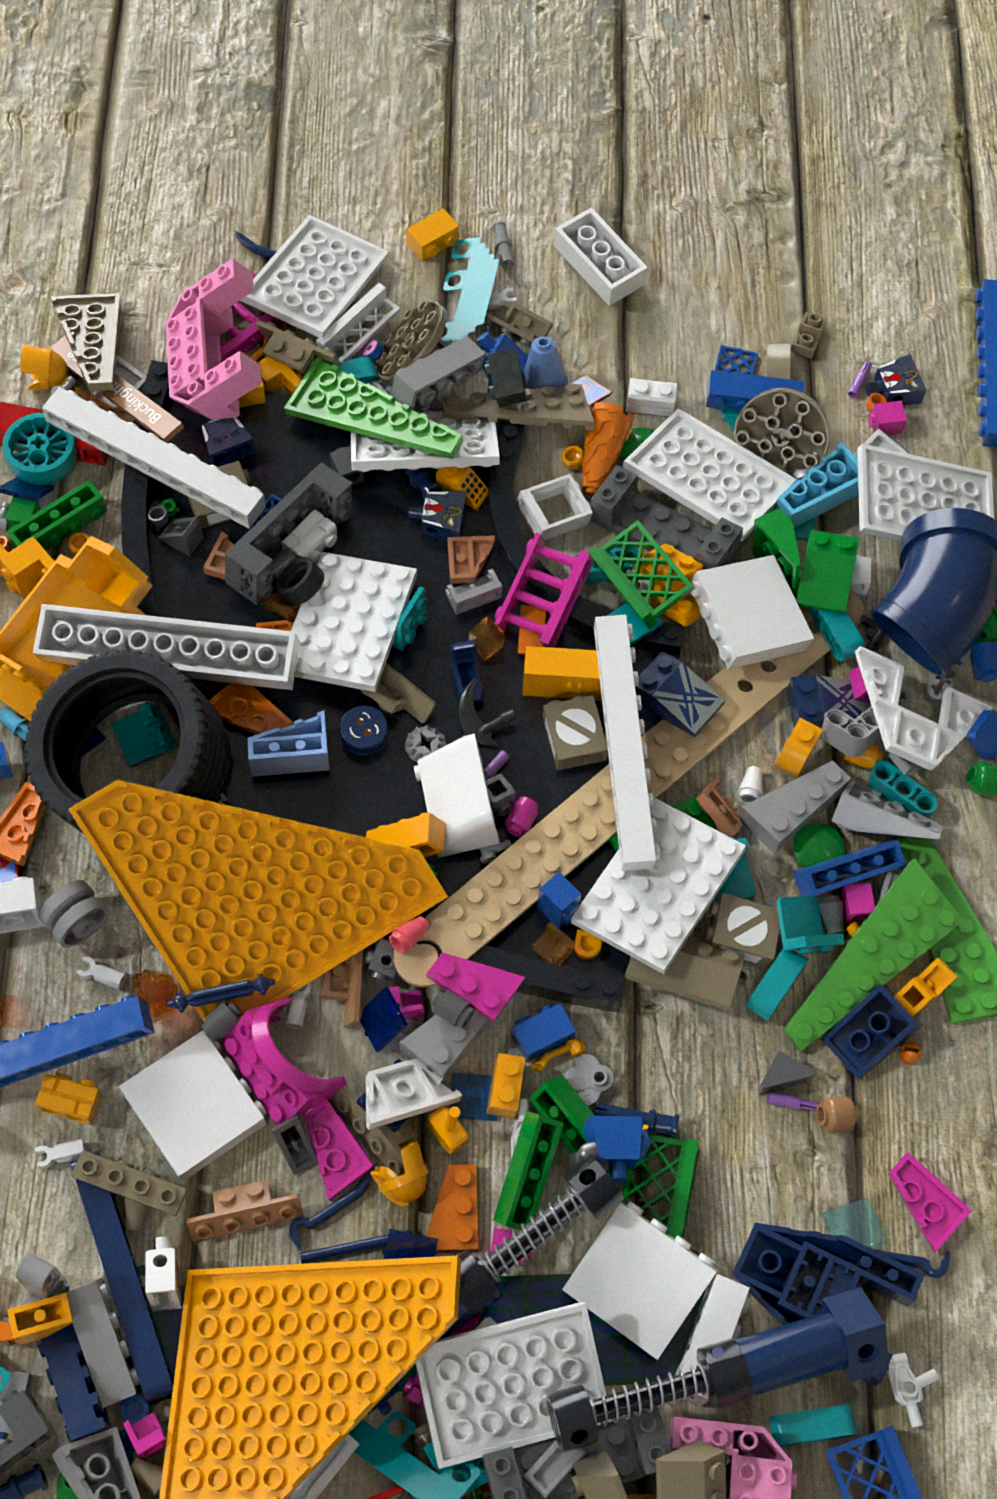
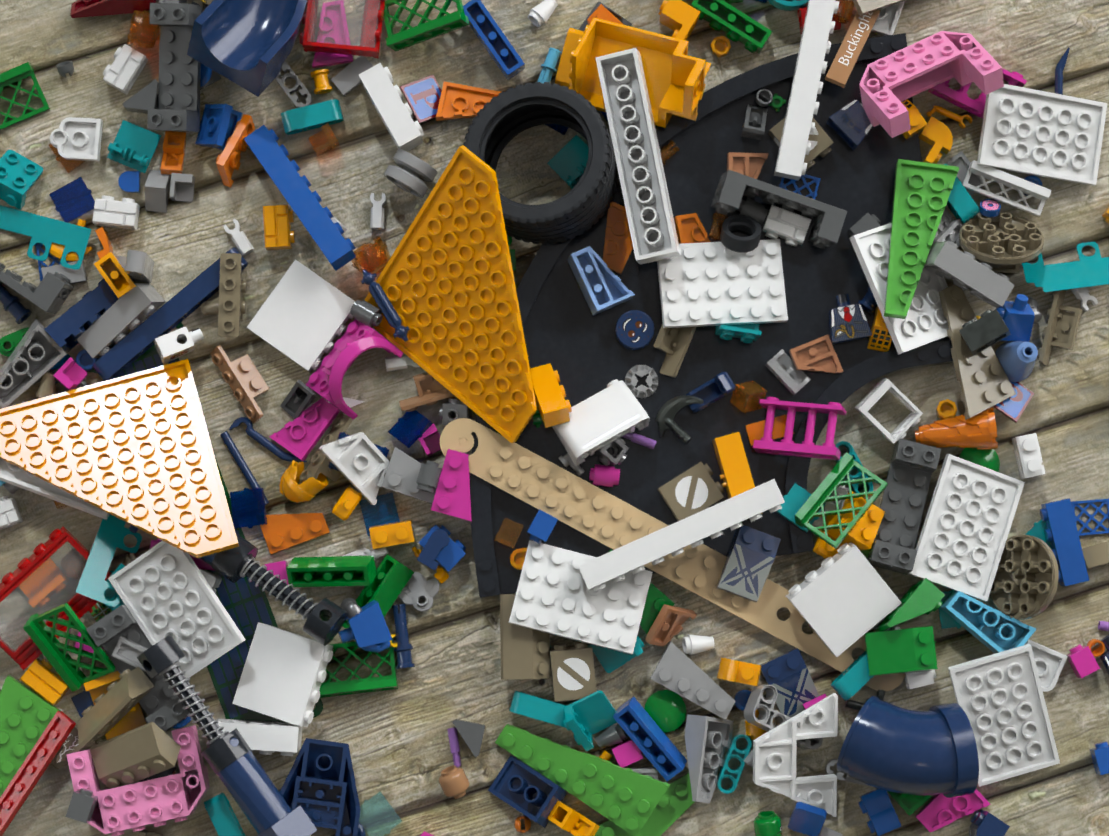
camera: 70 degrees right, 20 degrees up
(291, 350) = (956, 143): dark tan bracket -> none
(407, 935) = (472, 424): coral cone -> none
(543, 1036) = (433, 547): none -> dark blue leg
(830, 754) = (741, 699): none -> blue tile

